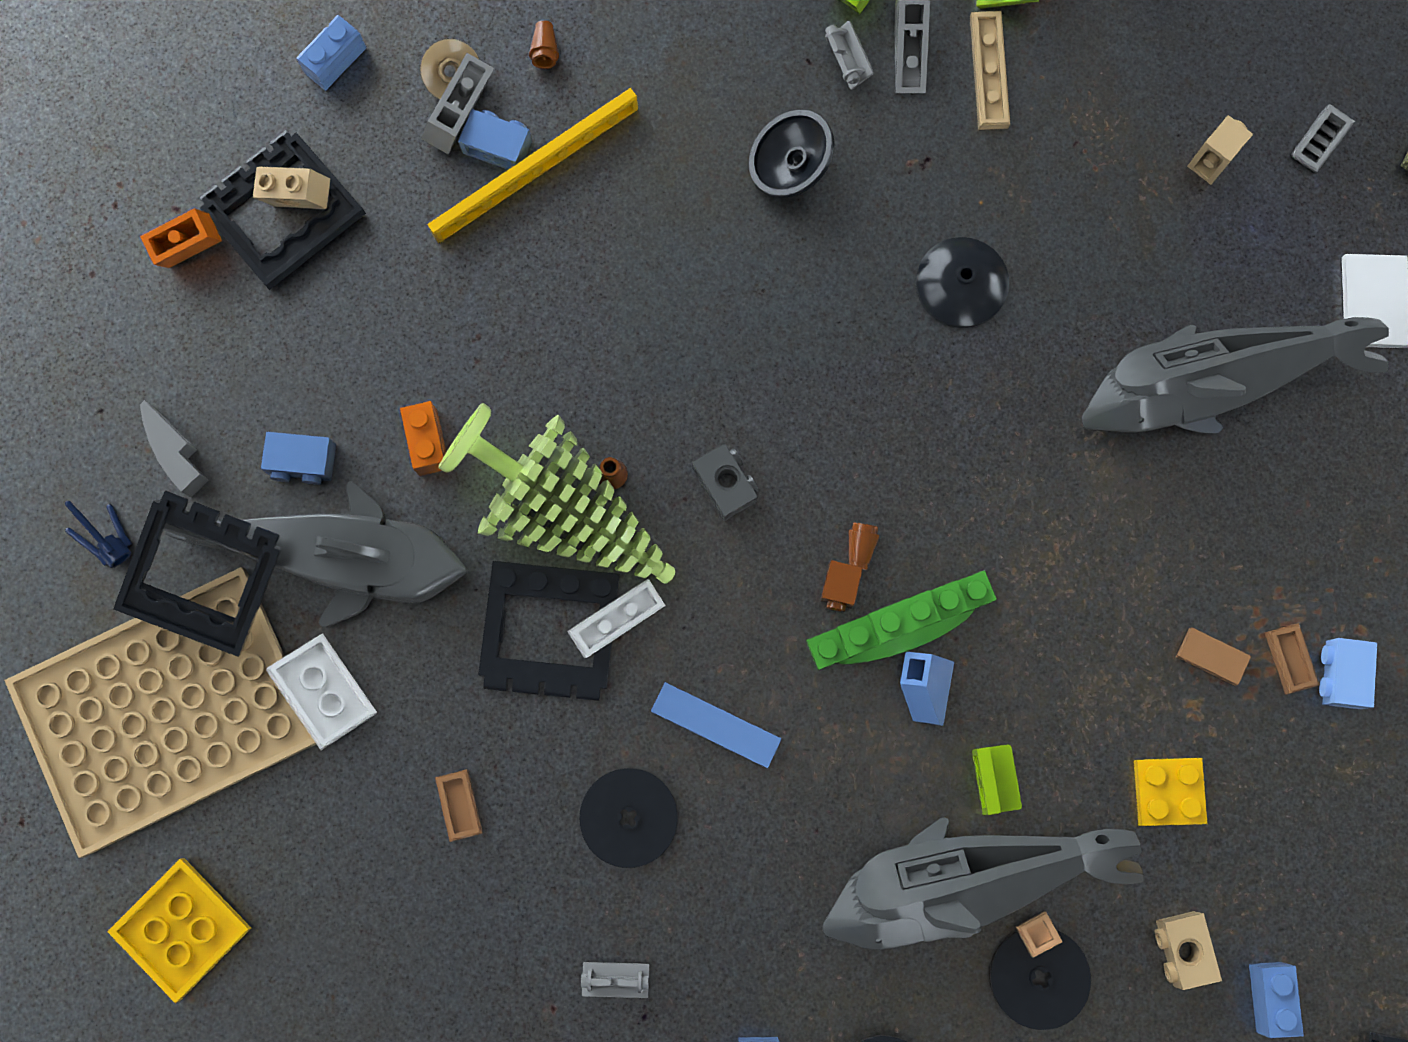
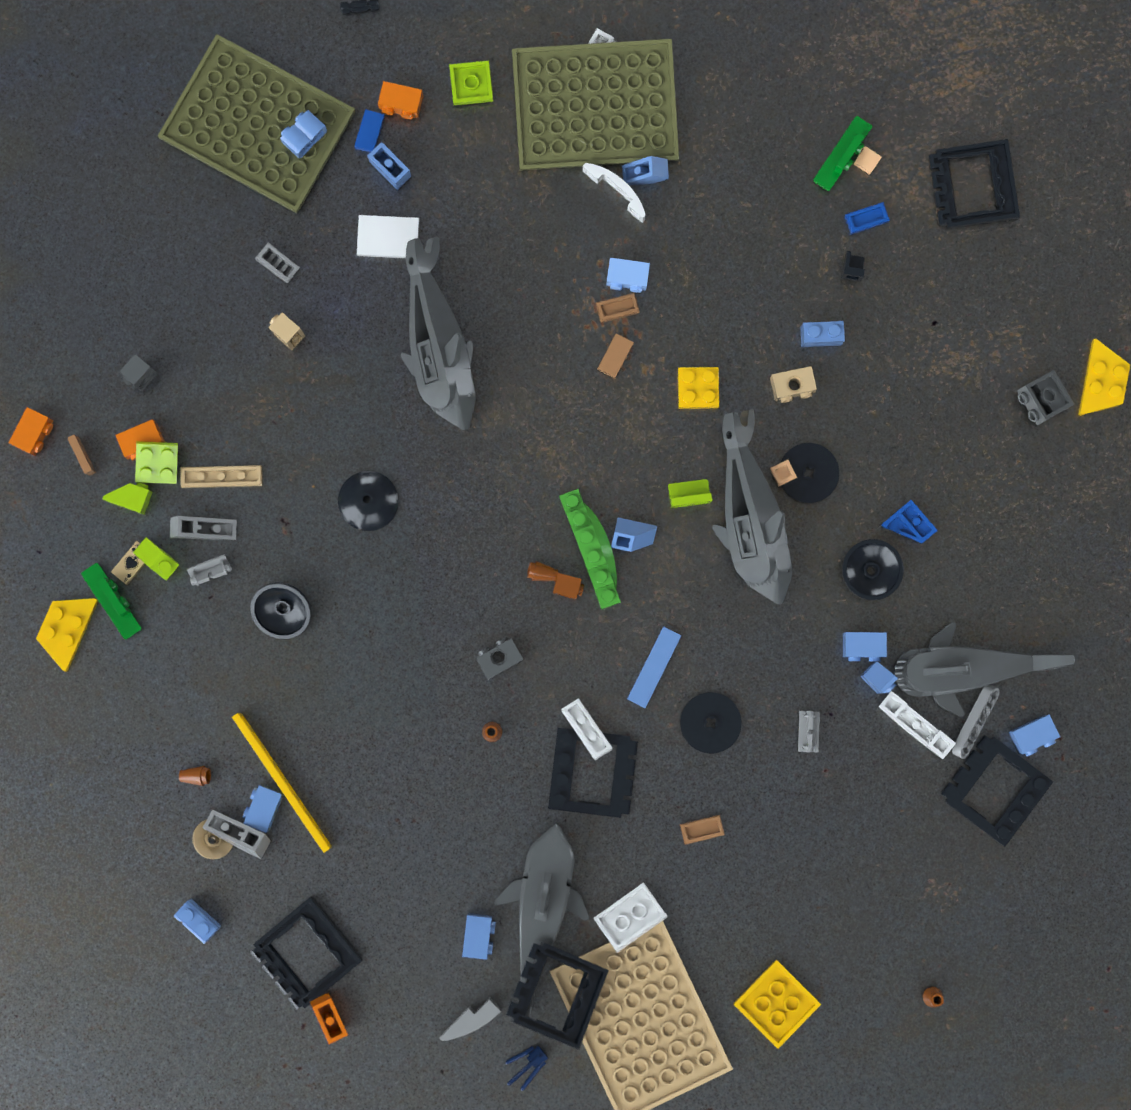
camera: 90 degrees left, 5 degrees up
(291, 187) = (295, 944): tan brick -> none
(423, 437) = (467, 853): orange brick -> none
(557, 500) = (511, 769): yellowish green plant -> none

